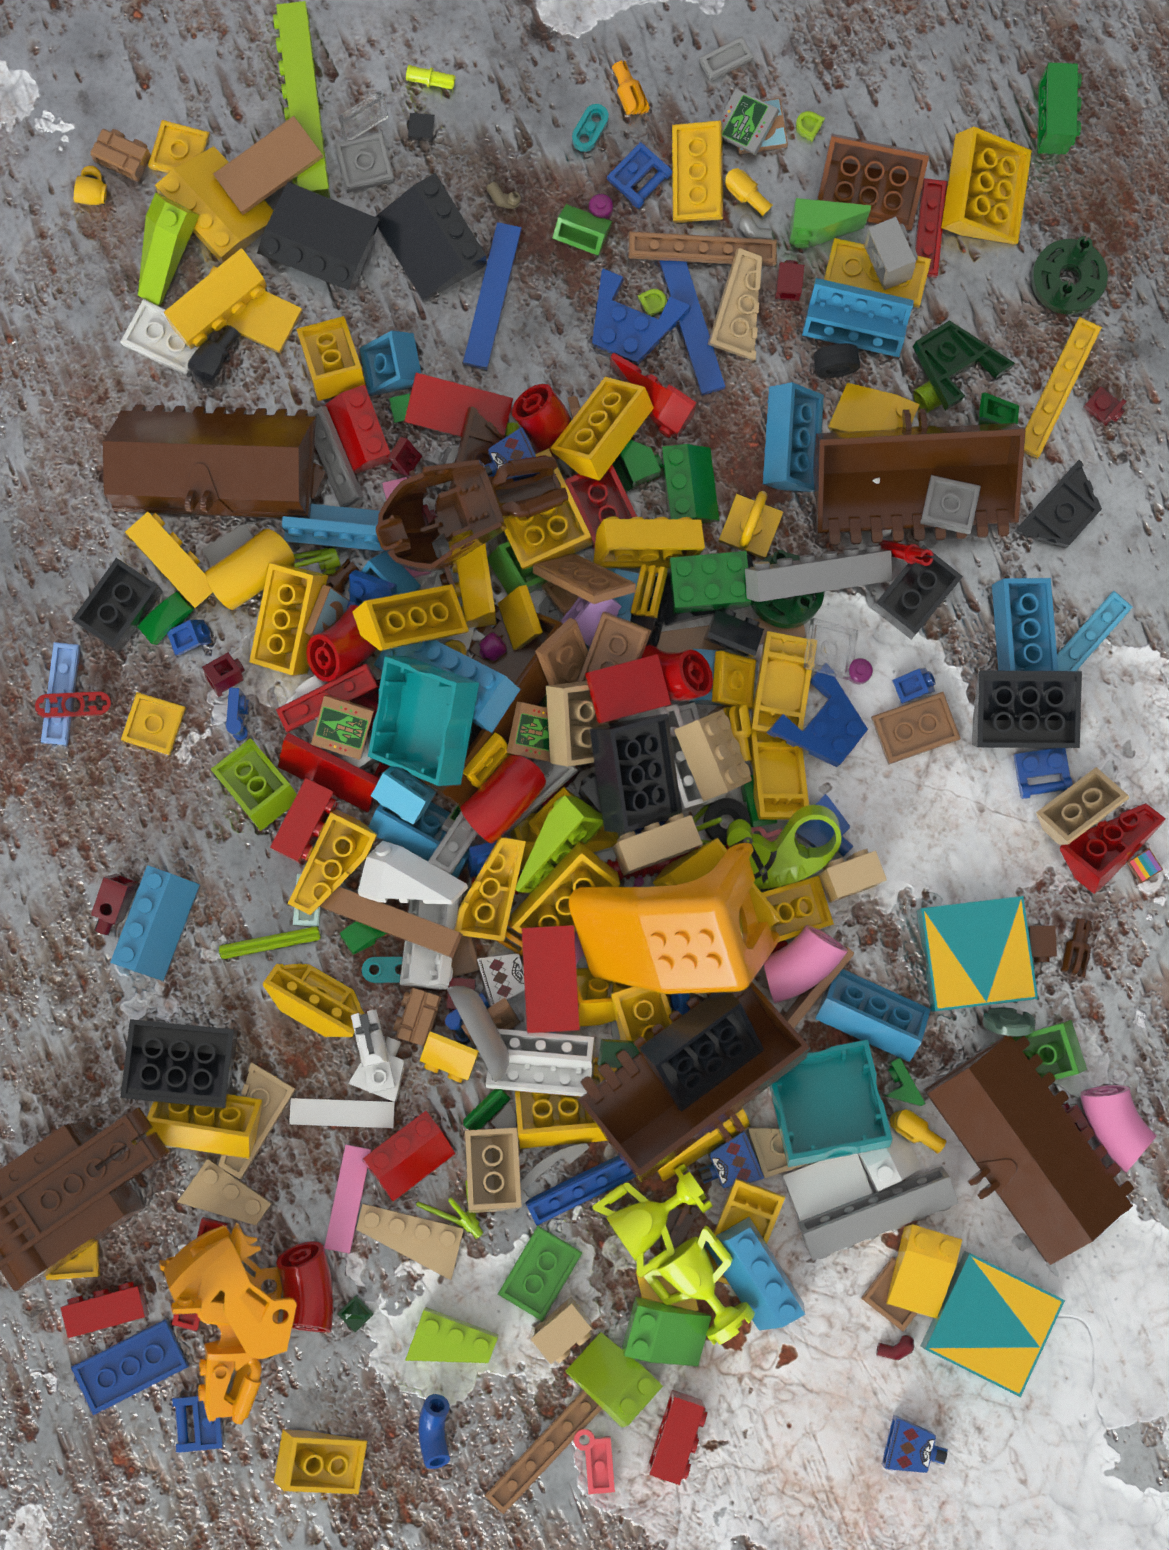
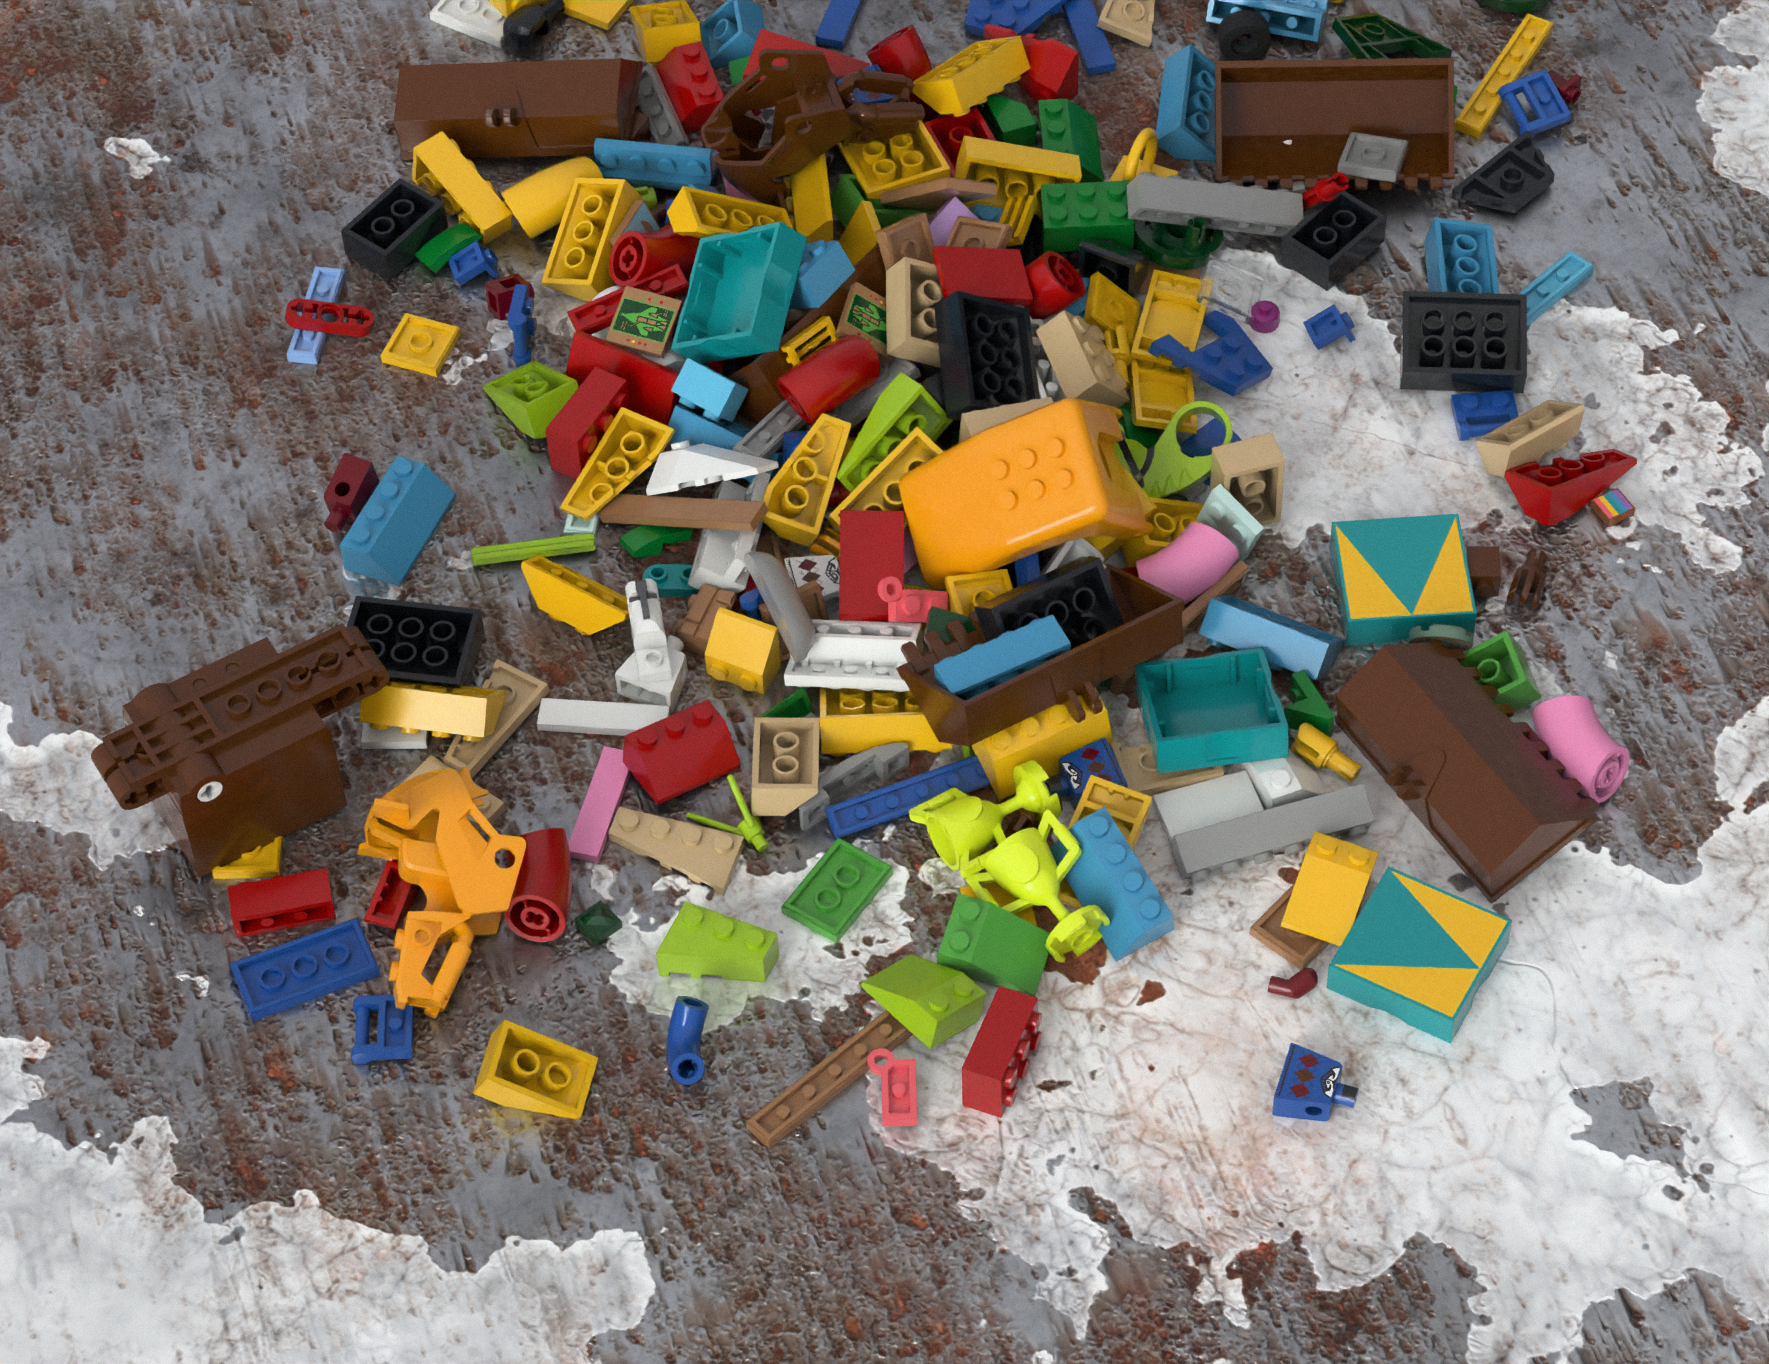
camera: 10 degrees right, 30 degrees down
(561, 1331) = (858, 921): tan brick -> none
(588, 1023) = (910, 604): none -> coral hinge
(665, 1108) = (1001, 658): none -> dark azure slope
(842, 919) = (1231, 519): none -> light aqua plate
(915, 728) = (1331, 371): medium nougat tile -> none
(1093, 424) = (1543, 100): none -> blue plate

